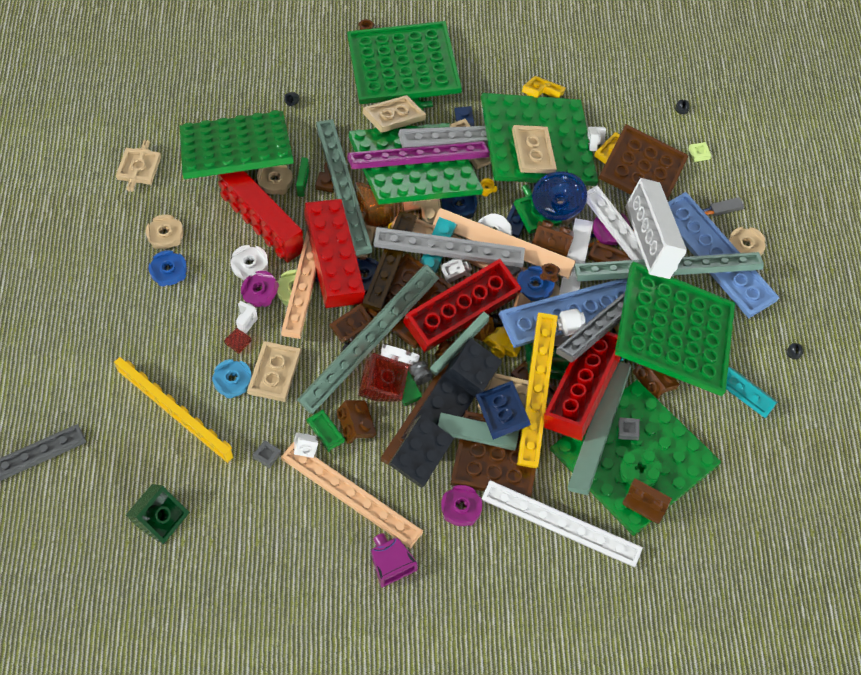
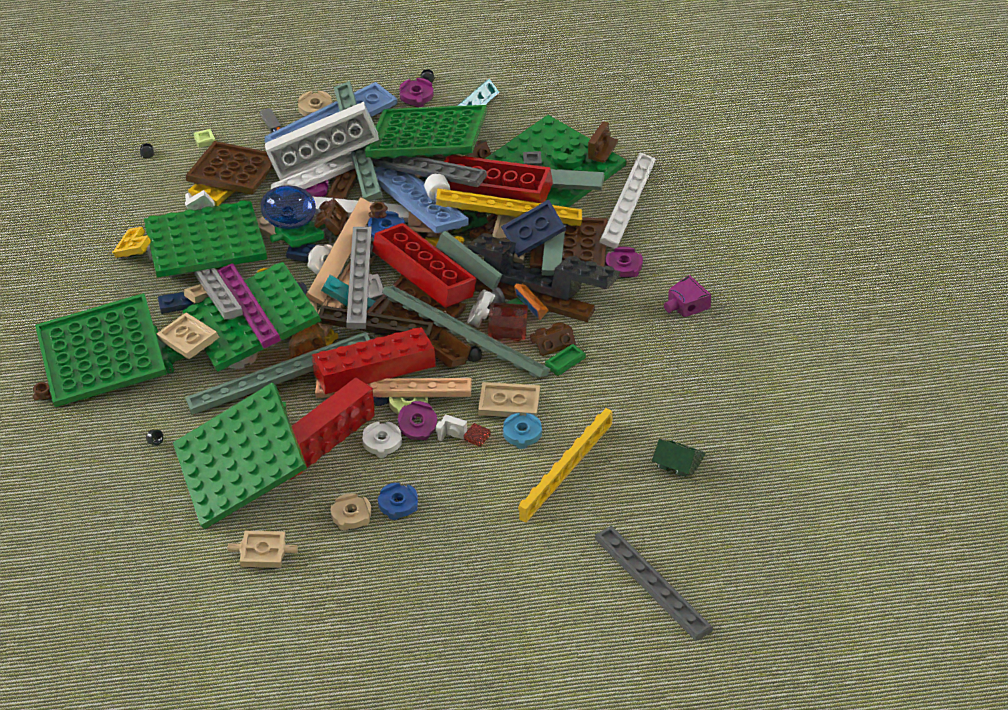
camera: 95 degrees left, 15 degrees down
(267, 454) = (600, 392): dark grey plate -> none
(305, 445) = (587, 365): white bracket -> none
(354, 497) = (626, 336): light nougat tile -> none
(405, 401) = (531, 300): none -> orange slope
(534, 149) = (231, 228): tan plate -> none
(766, 346) = (410, 94): none -> magenta plate

